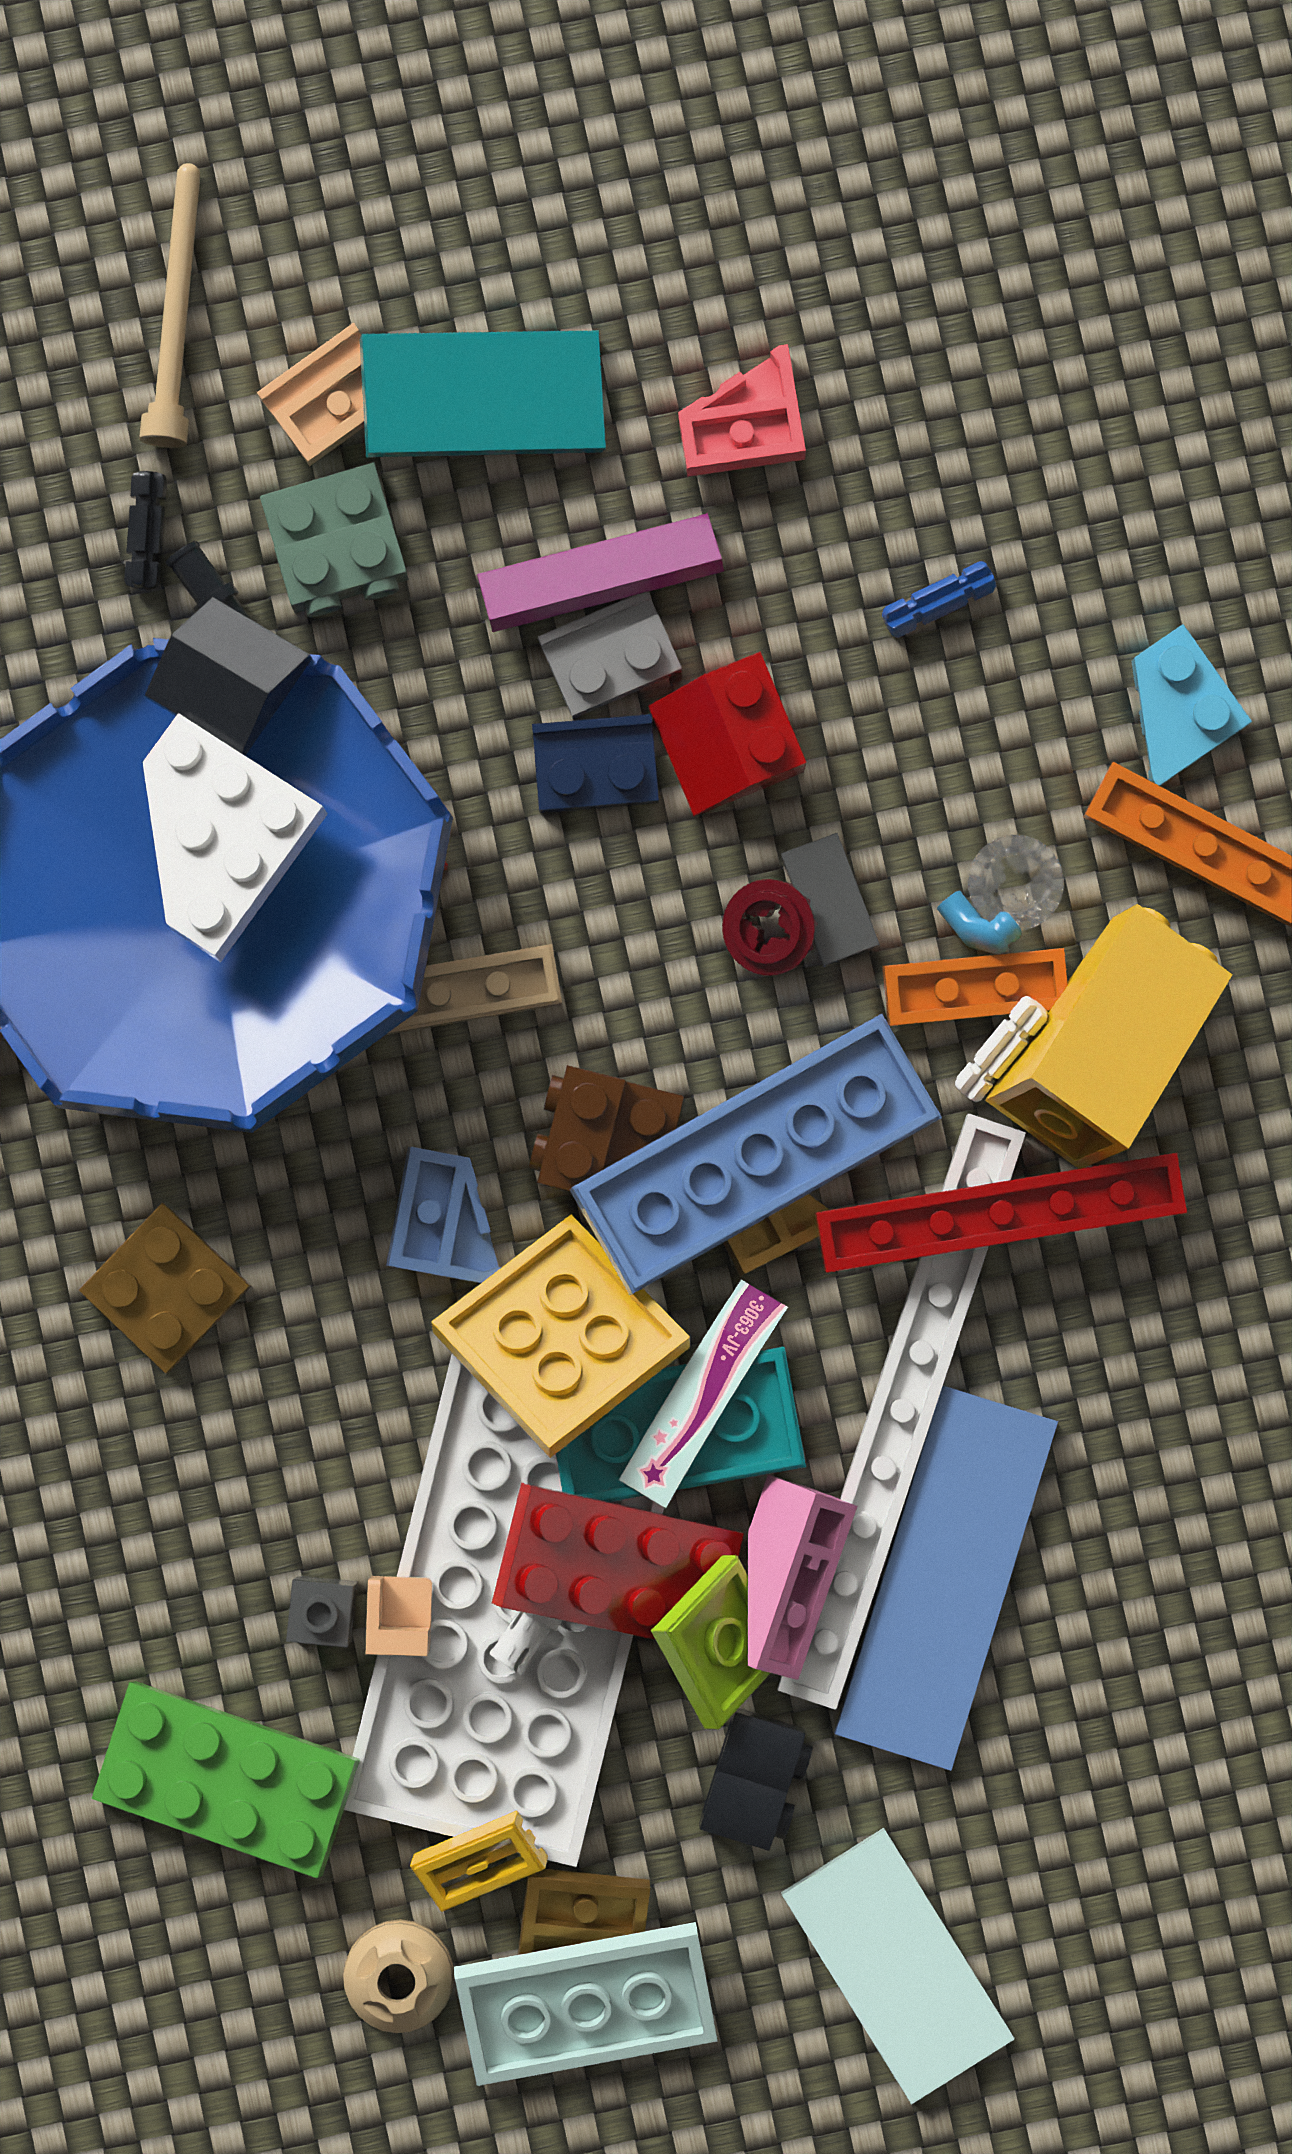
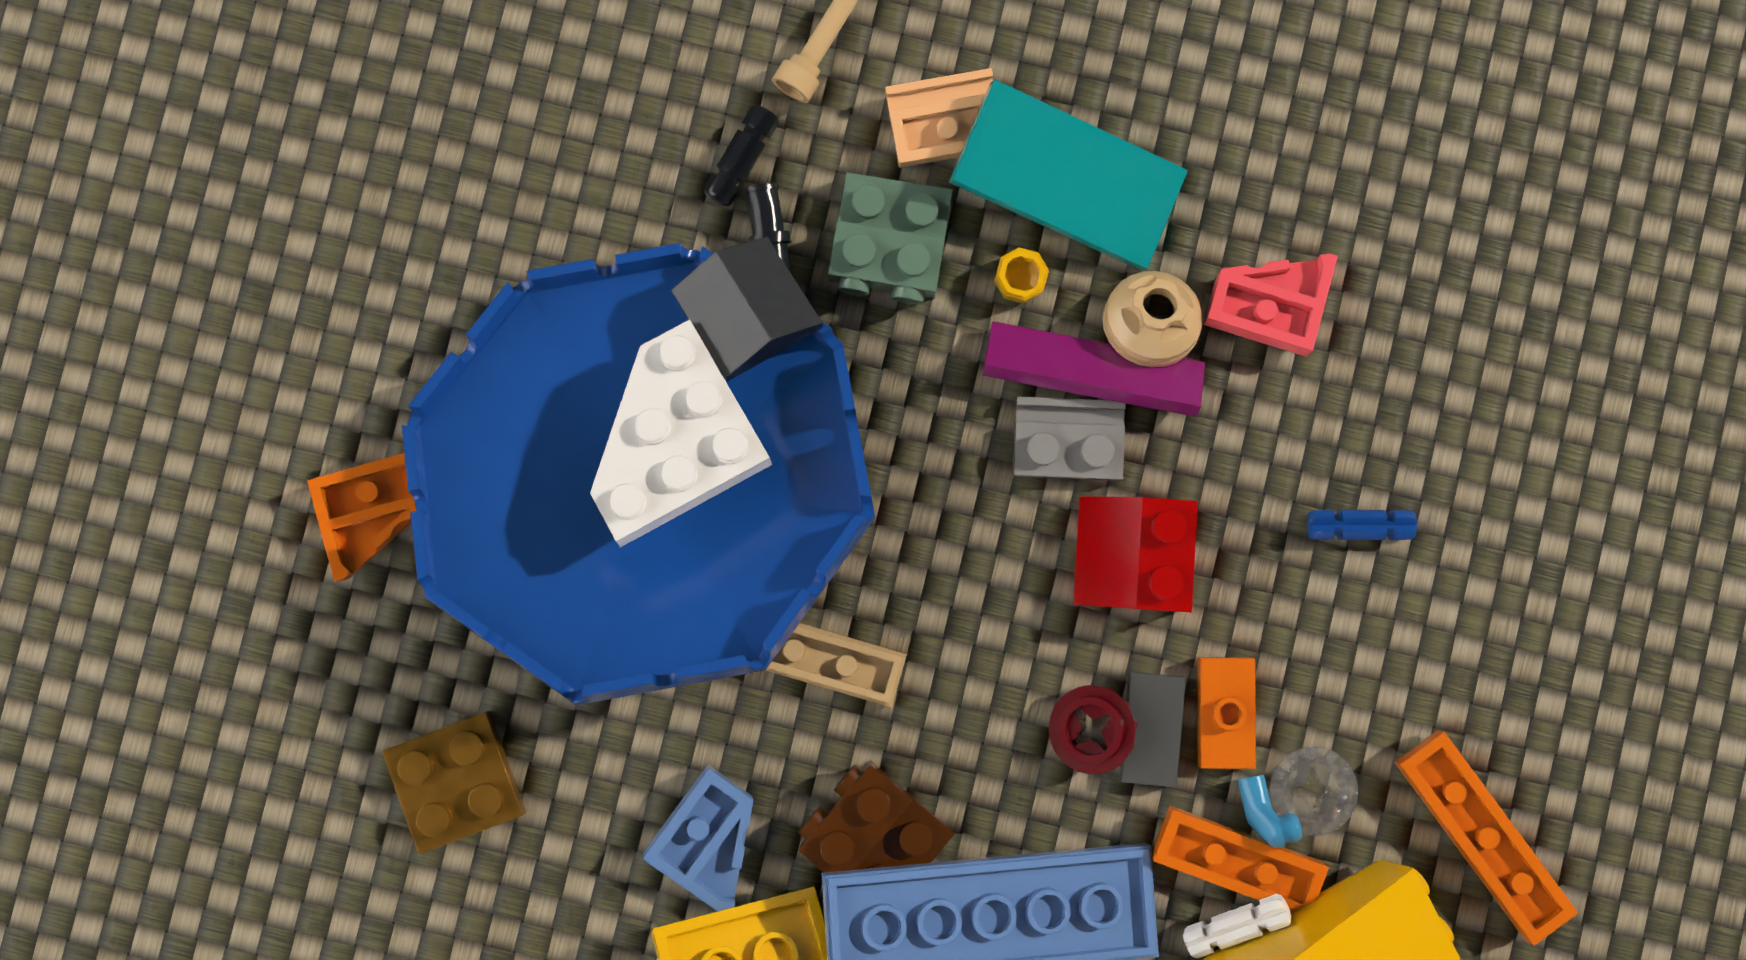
camera: 30 degrees right, 0 degrees up
(483, 515) = (1021, 275): none -> yellow tile
(595, 763) = (1014, 522): dark blue plate -> none
(639, 517) = (1145, 338): none -> tan piece
(894, 848) = (1226, 713): none -> orange plate
(1182, 704) = (1521, 709): medium azure wing -> none

